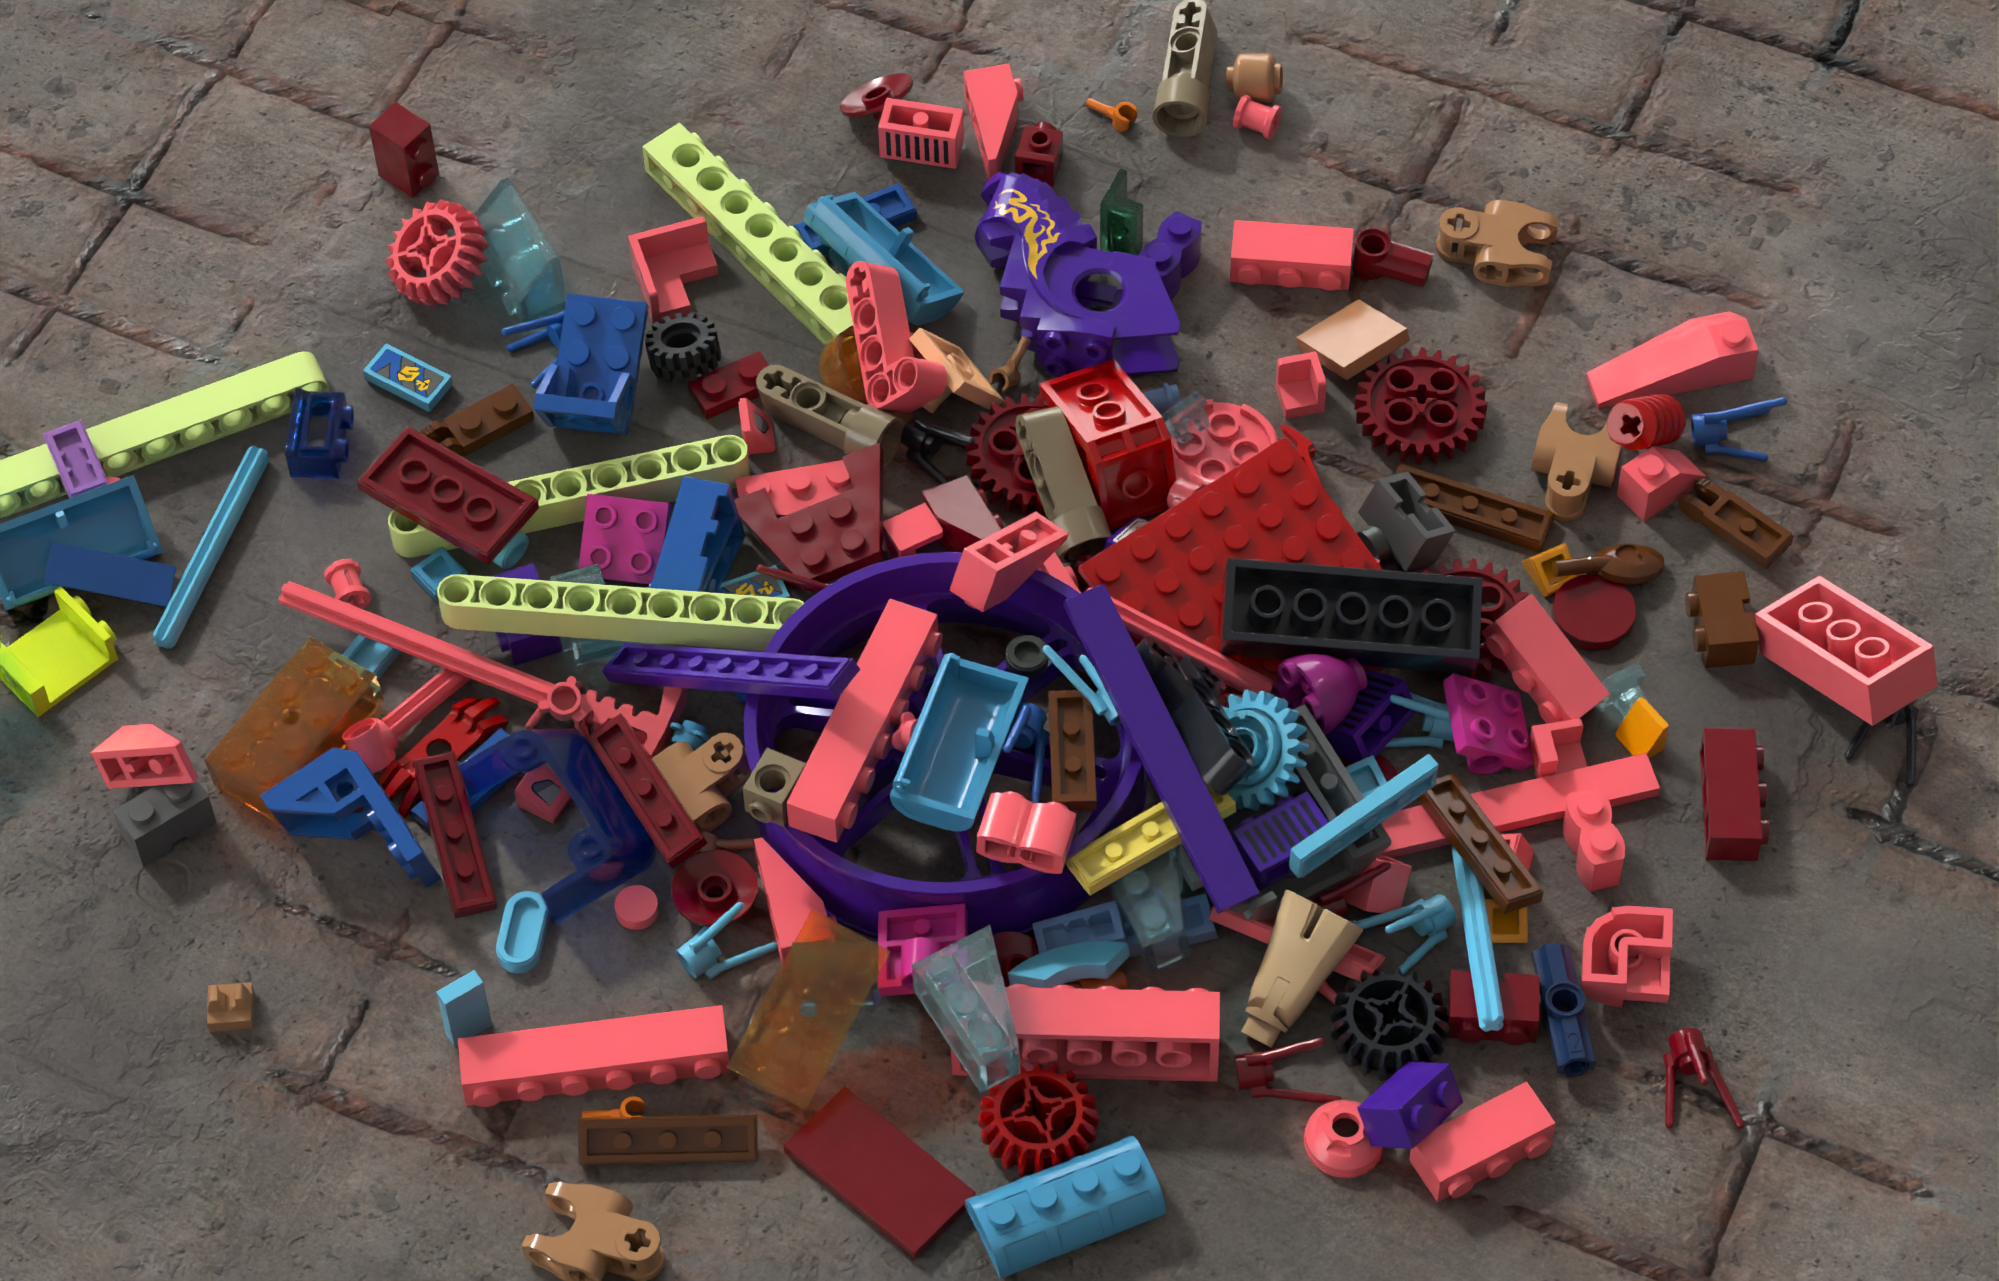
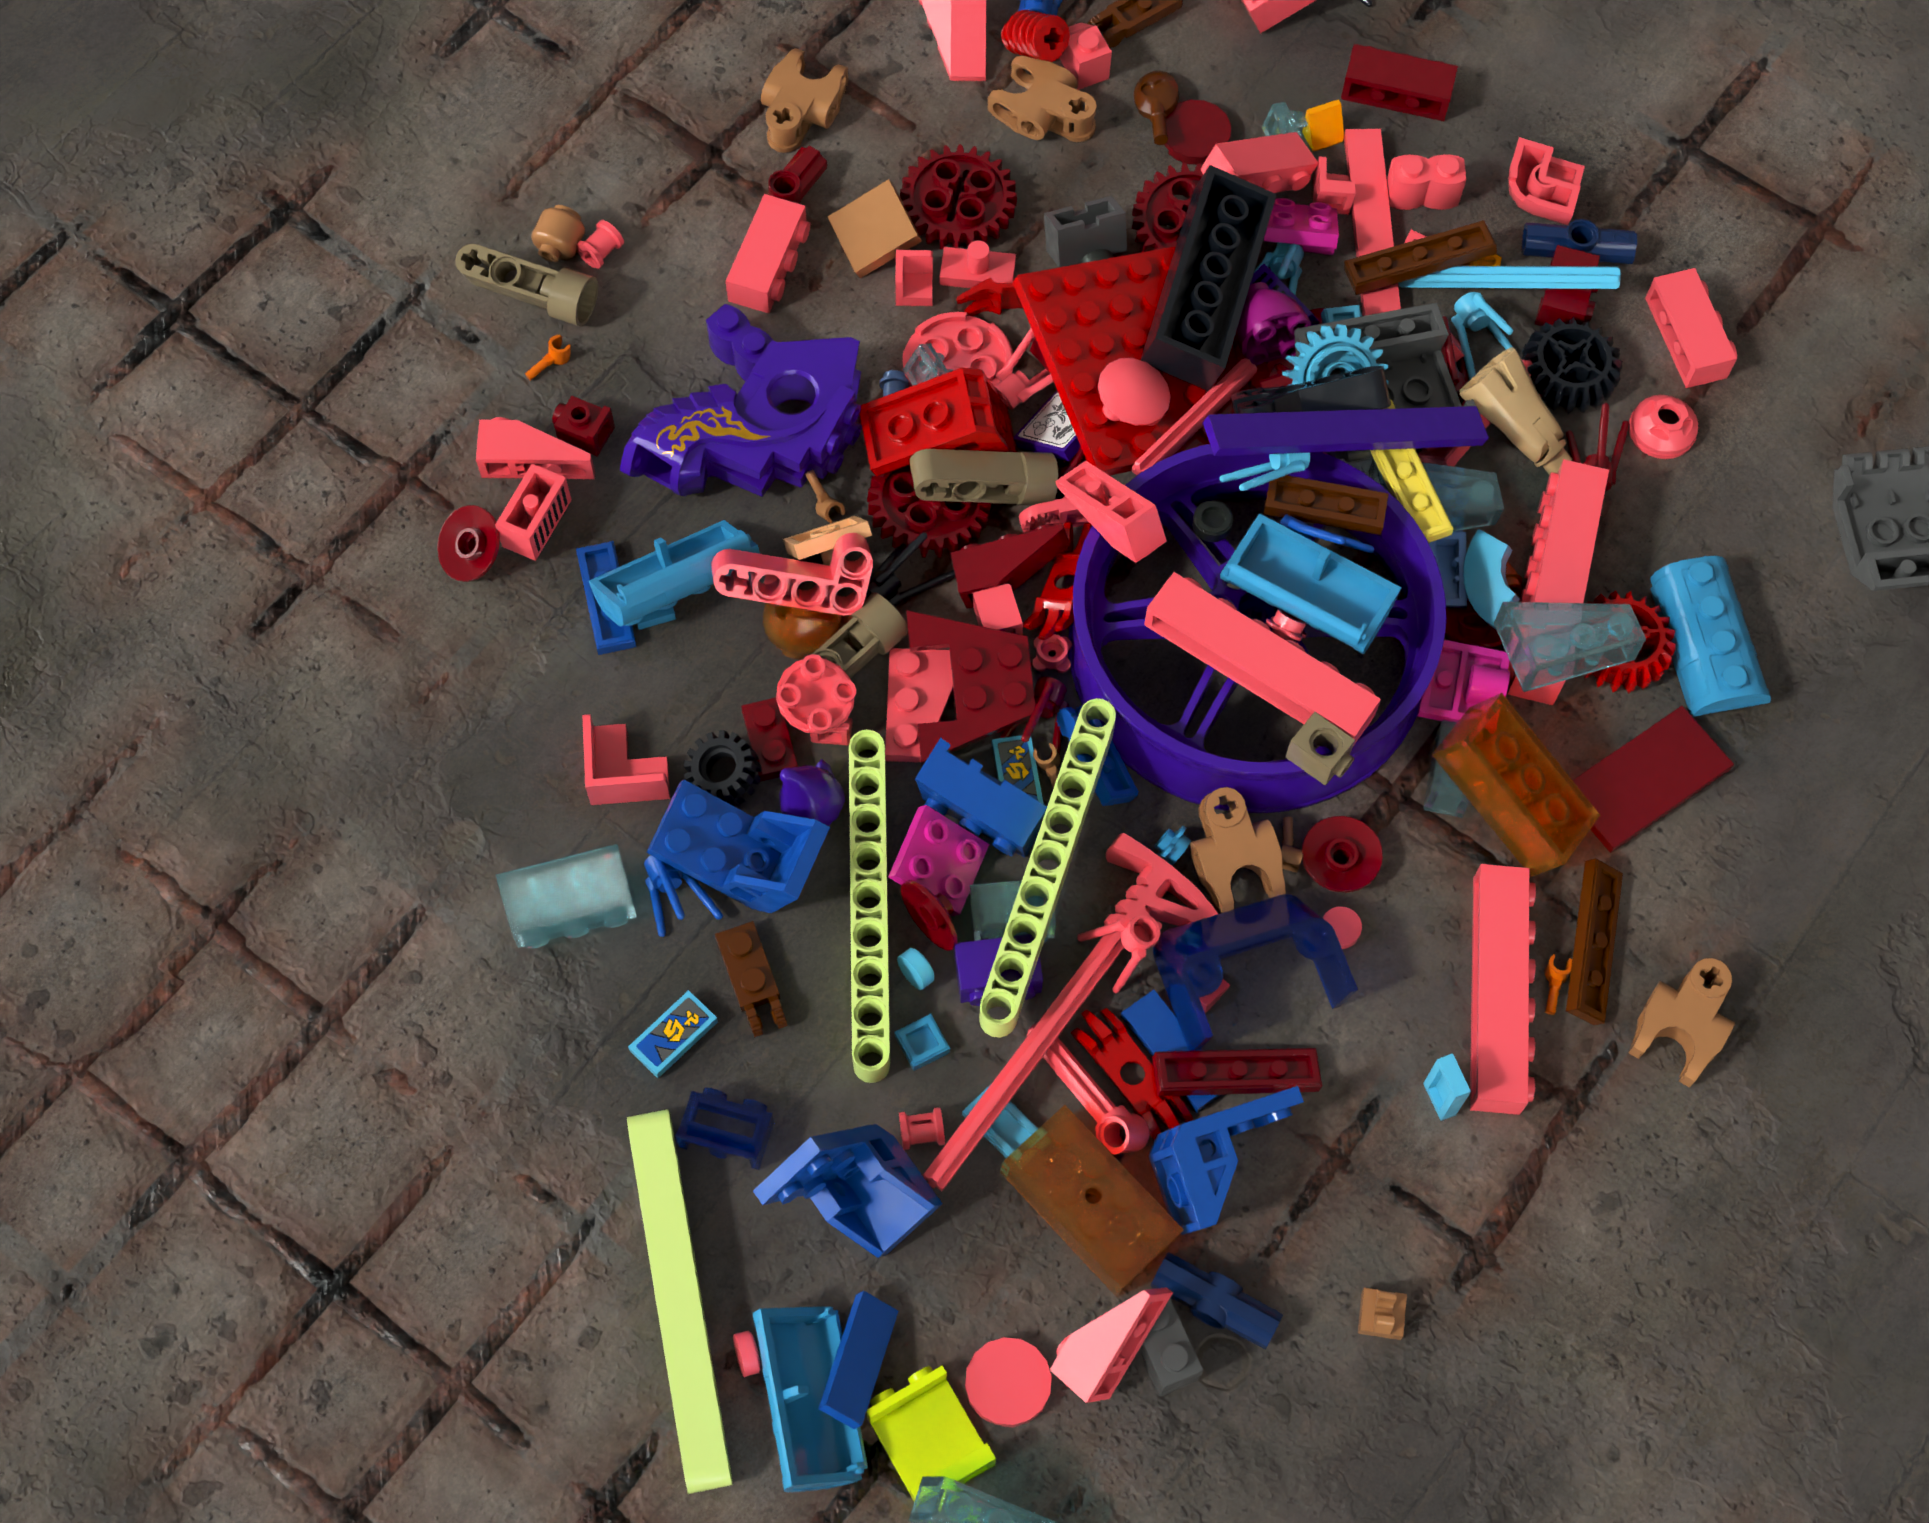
camera: 80 degrees left, 10 degrees up
(75, 458) = (717, 1370): medium lavender plate -> none
(112, 701) = (1008, 1382): none -> coral tile
(210, 547) = (834, 1258): medium azure axle -> none
(217, 858) = (1217, 1300): none -> dark blue piece
(294, 534) = (858, 1184): none -> blue bracket
(404, 149) = (399, 980): dark red piece -> none
(447, 260) = (563, 975): coral gear -> none
(448, 495) = (856, 1007): dark red tile -> none
(522, 932) = (1347, 1032): medium azure tile -> none
(560, 538) = (930, 914): none -> dark red dish
(647, 790) = (1240, 885): dark red tile -> none
(669, 418) = (811, 792): none -> dark purple hat
(701, 951) = (1406, 878): medium azure plant -> none
(731, 670) = (1165, 768): dark purple tile -> none
(750, 231) = (601, 697): yellowish green brick -> none
(767, 390) = (815, 695): none -> coral dish
(786, 896) = (1385, 792): coral slope -> none
(1026, 832) = (1409, 552): coral brick -> none
(1120, 219) = (695, 370): clear green panel -> none
(1181, 574) = (1133, 392): none -> coral dish
(1267, 839) = (1414, 376): dark purple brick -> none
(1340, 446) = (975, 264): none -> coral tile
(1363, 816) = (1424, 309): medium azure tile -> none
(1410, 1105) = (1664, 361): dark purple brick -> none
(1484, 510) = (1068, 188): reddish brown tile -> none
(1540, 570) = (1141, 152): light orange slope -> none
(1692, 1057) = (1631, 170): dark red plant -> none
(1722, 627) = (1231, 43): reddish brown brick -> none

